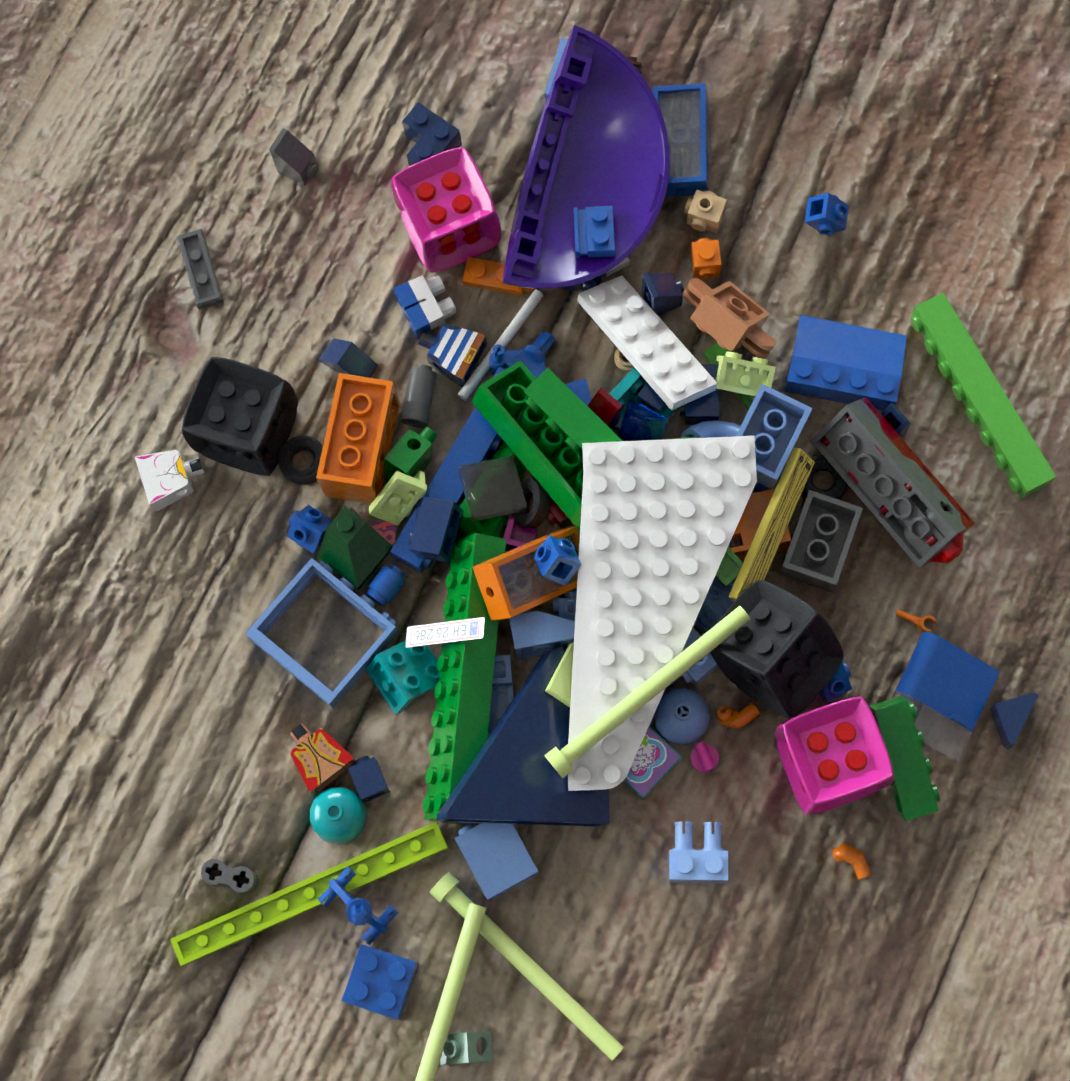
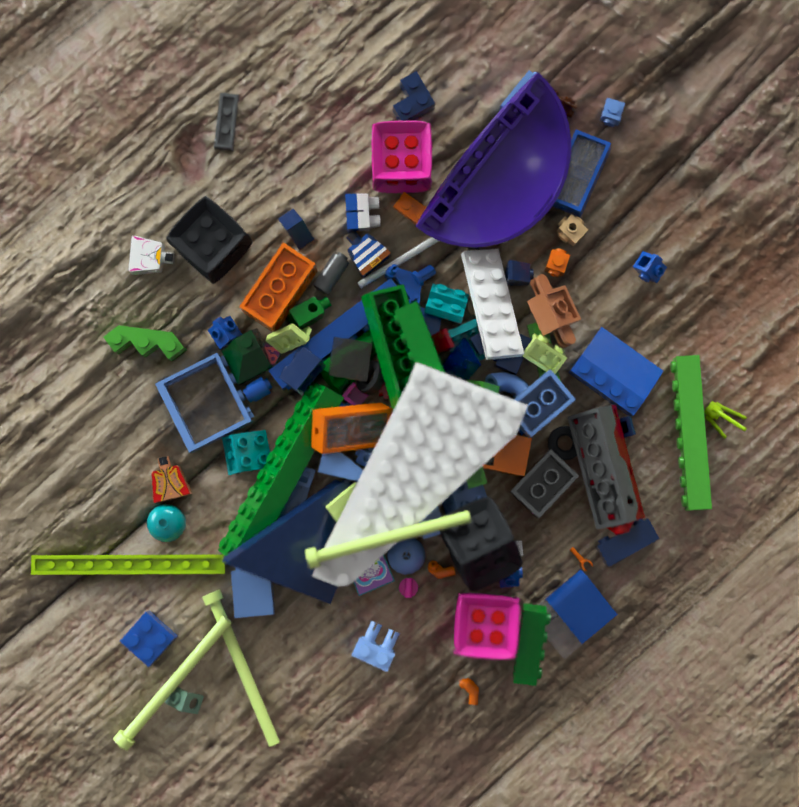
camera: 15 degrees right, 10 degrees up
(209, 586) = (145, 341): none -> bright green brick
(229, 876) = (83, 532): dark grey axle -> none
(288, 451) = (231, 274): black tyre -> none
(293, 158) = (318, 73): dark grey slope -> none
(358, 909) = (152, 591): blue axle -> none
(368, 778) = (194, 509): dark blue brick -> none
(445, 632) = (279, 441): white sticker -> none
(557, 559) = (367, 429): blue brick -> none
(586, 365) = (446, 303): none -> teal plate
(594, 231) = (491, 215): blue plate -> none
(688, 53) = (612, 112): none -> medium blue bracket
(774, 521) = (517, 462): light yellow tile -> none
(966, 570) = (623, 545): none -> dark blue brick
(997, 356) = (715, 410): none -> lime plant
(1011, 717) = (611, 646): dark blue slope -> none

